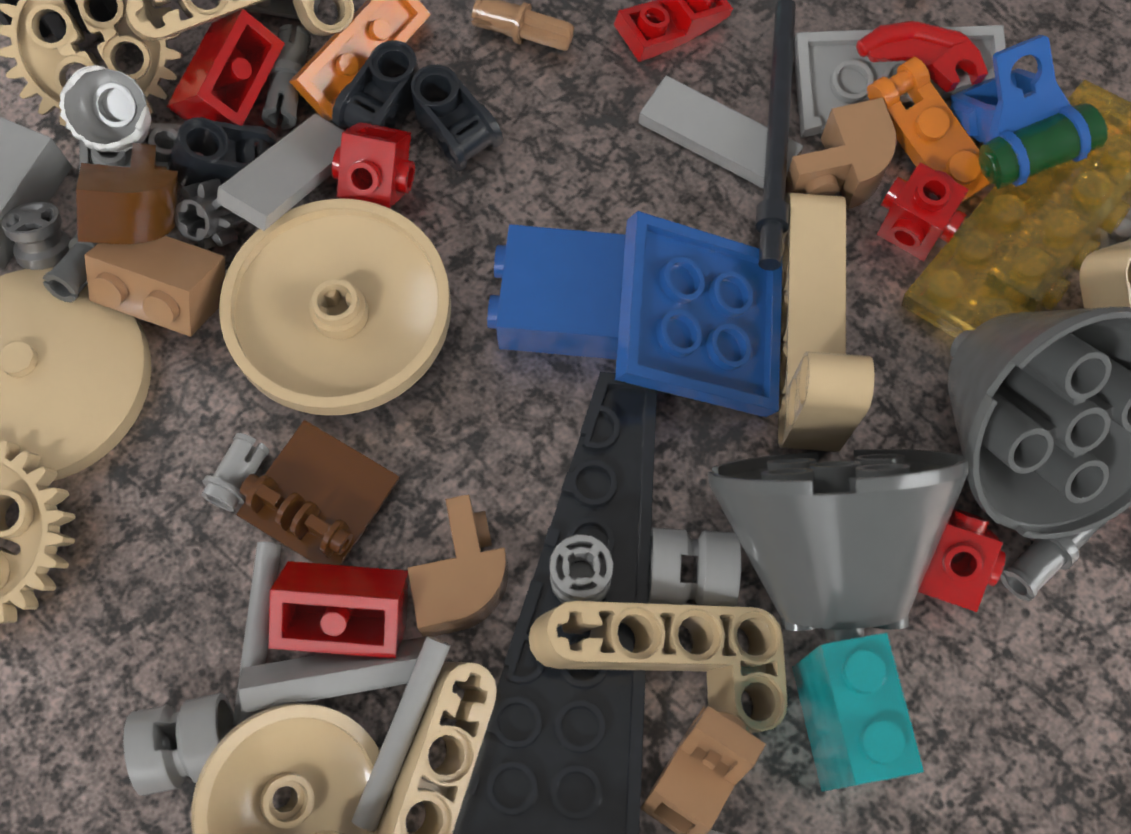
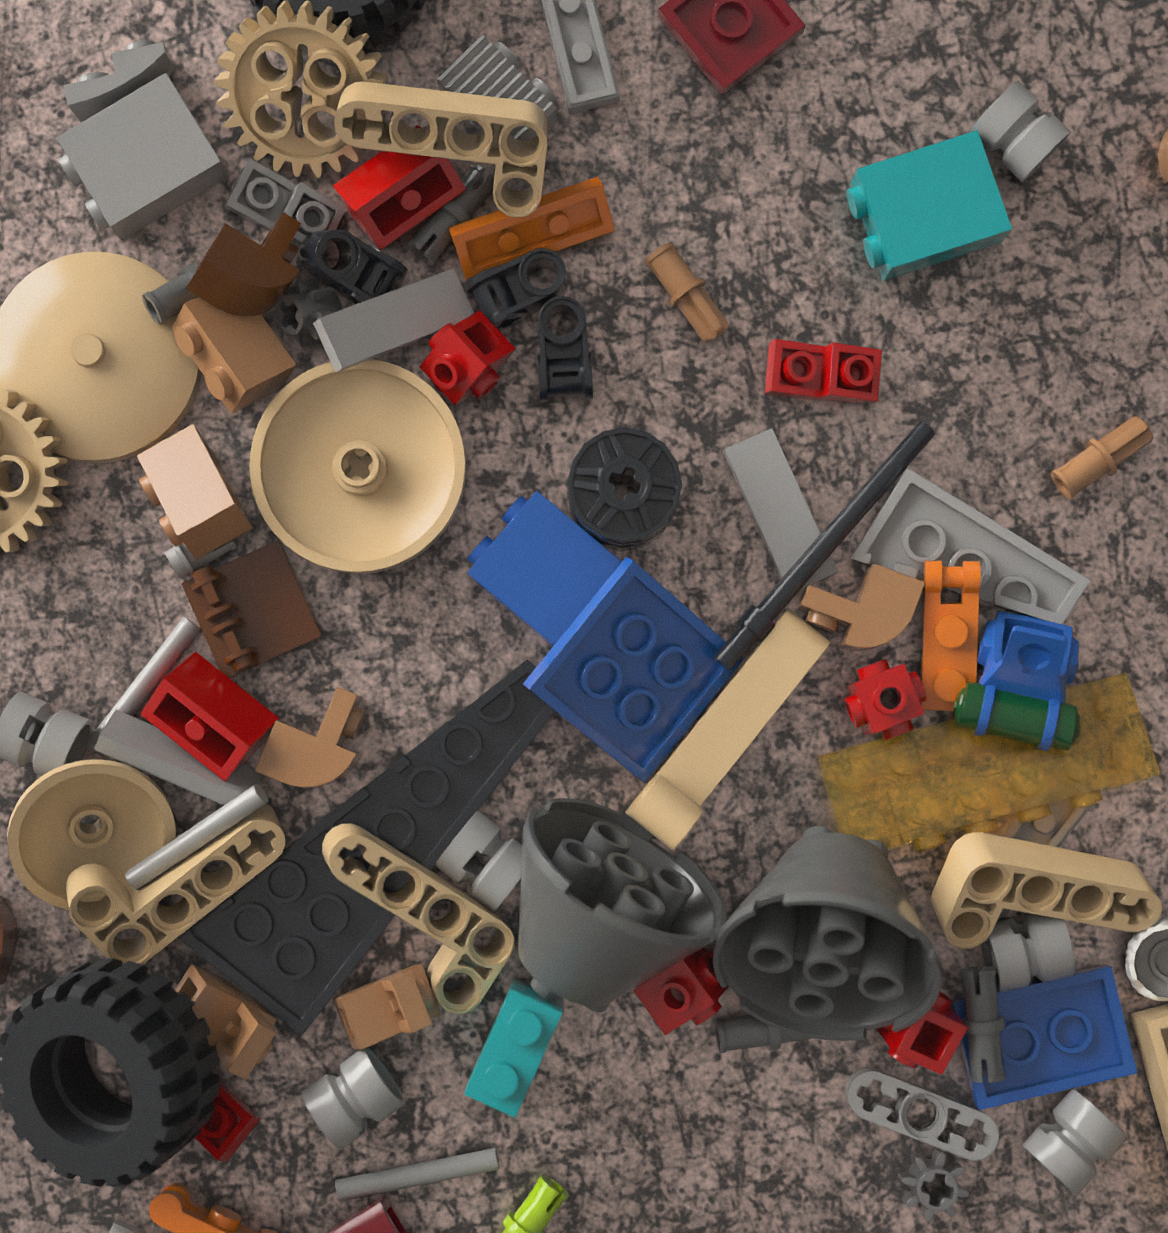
camera: 30 degrees right, 15 degrees up
(36, 235) = (174, 232): flat silver wheel -> none
(105, 109) = (277, 167): light grey hair -> none
(197, 418) = (193, 493): none -> brick
(577, 580) = (406, 811): light grey wheel -> none
(583, 172) = (638, 517): none -> black wheel
(937, 47) = (1005, 556): red piece -> none

